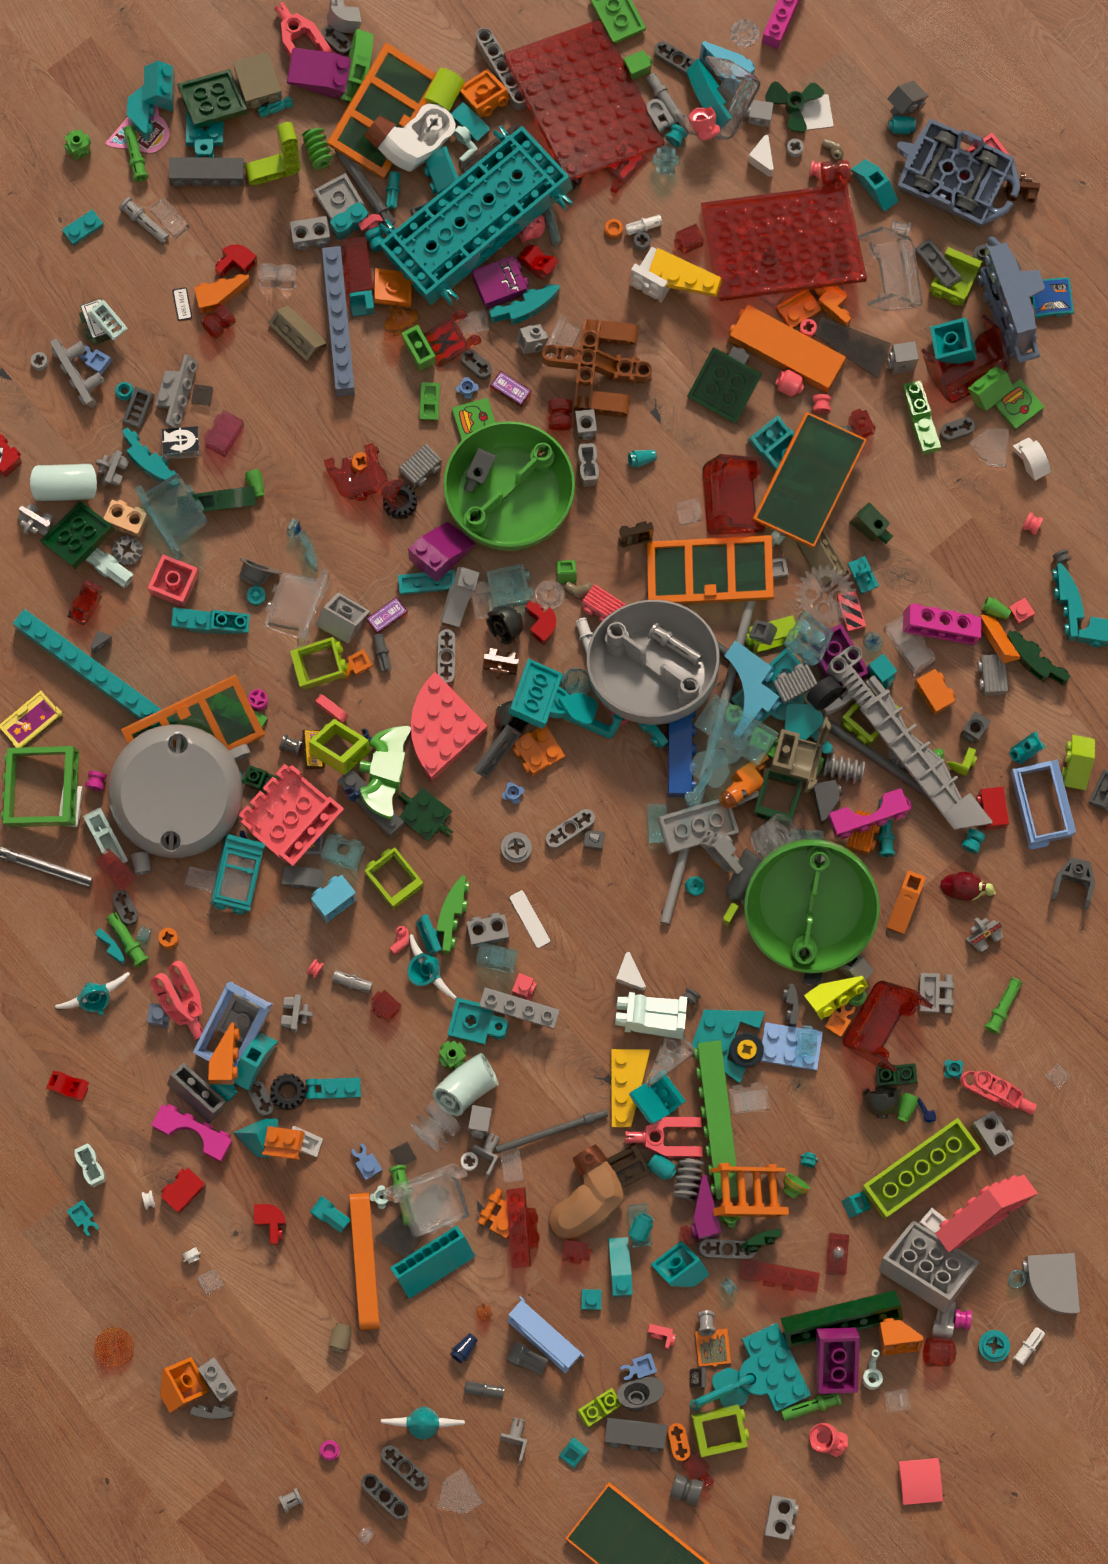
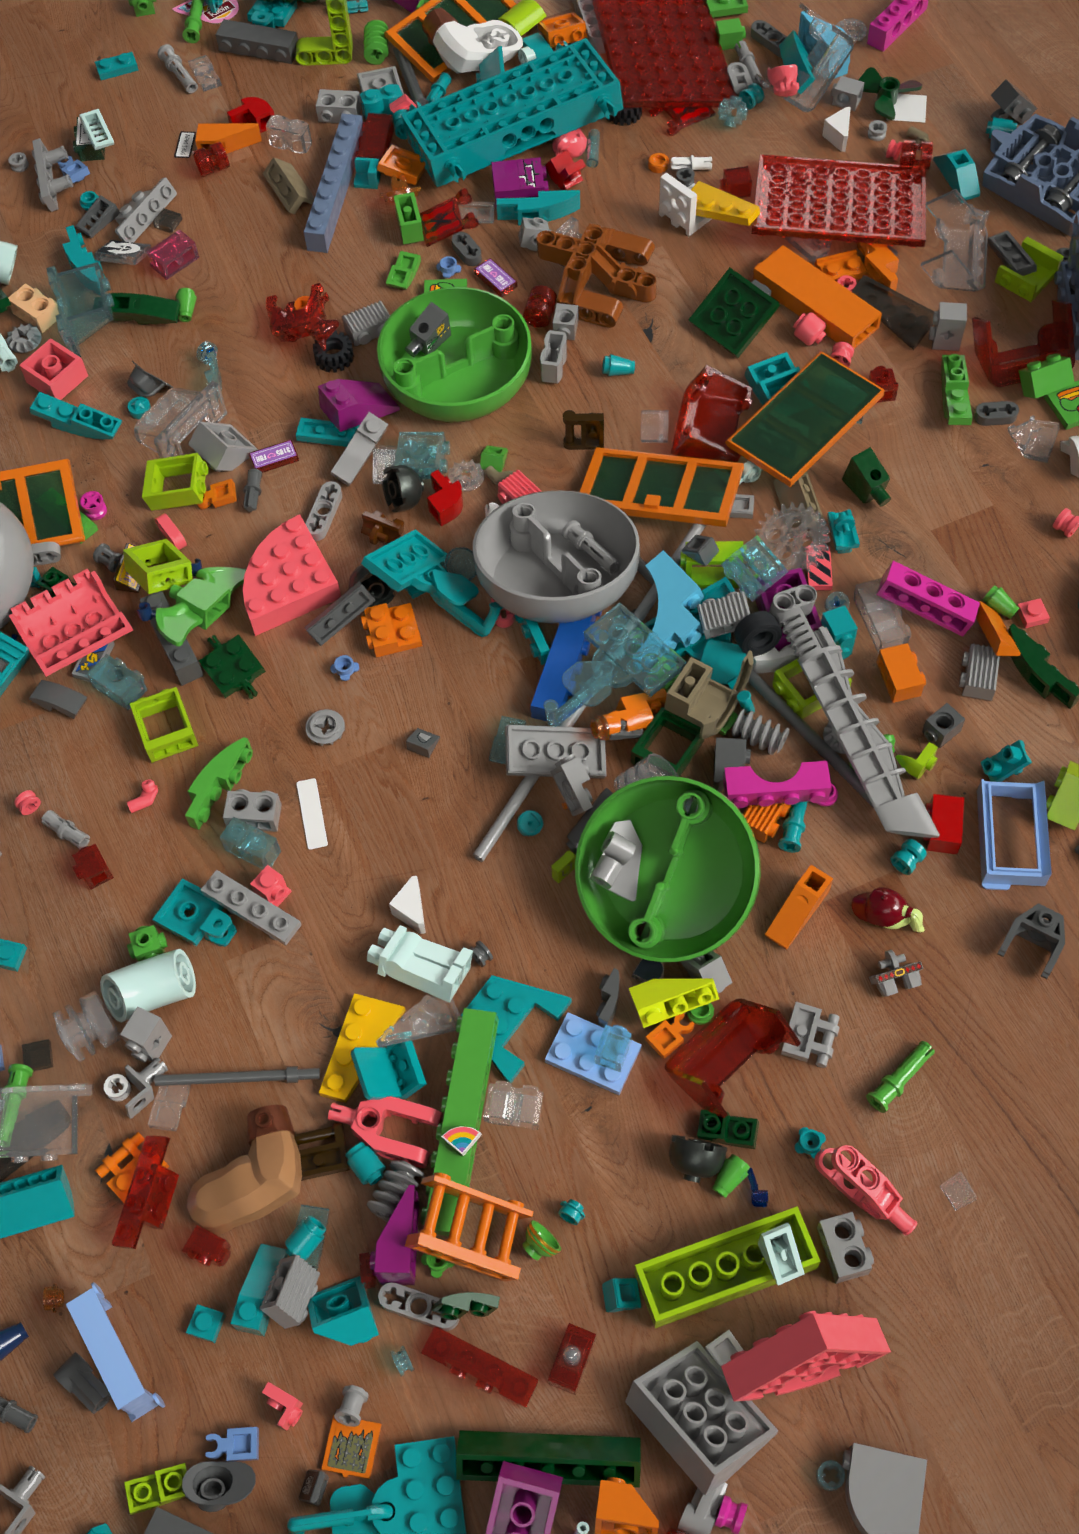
camera: 25 degrees right, 15 degrees down
(115, 461) = (40, 258): light grey hips -> none
(333, 898) = (79, 726): medium azure brick -> none
(425, 969) = (158, 835): teal helmet -> none
(429, 935) = (179, 798): teal plate -> none
(555, 832) = (388, 718): light grey beam -> none
(643, 1264) = (290, 1292): none -> light grey brick
(725, 1134) = (461, 1138): none -> tile
(744, 1055) = (533, 1048): black wheel -> none
(776, 906) = (620, 861): none -> light grey panel
(953, 341) = (1014, 324): teal slope -> none
(956, 1153) = (781, 1253): none -> light aqua slope

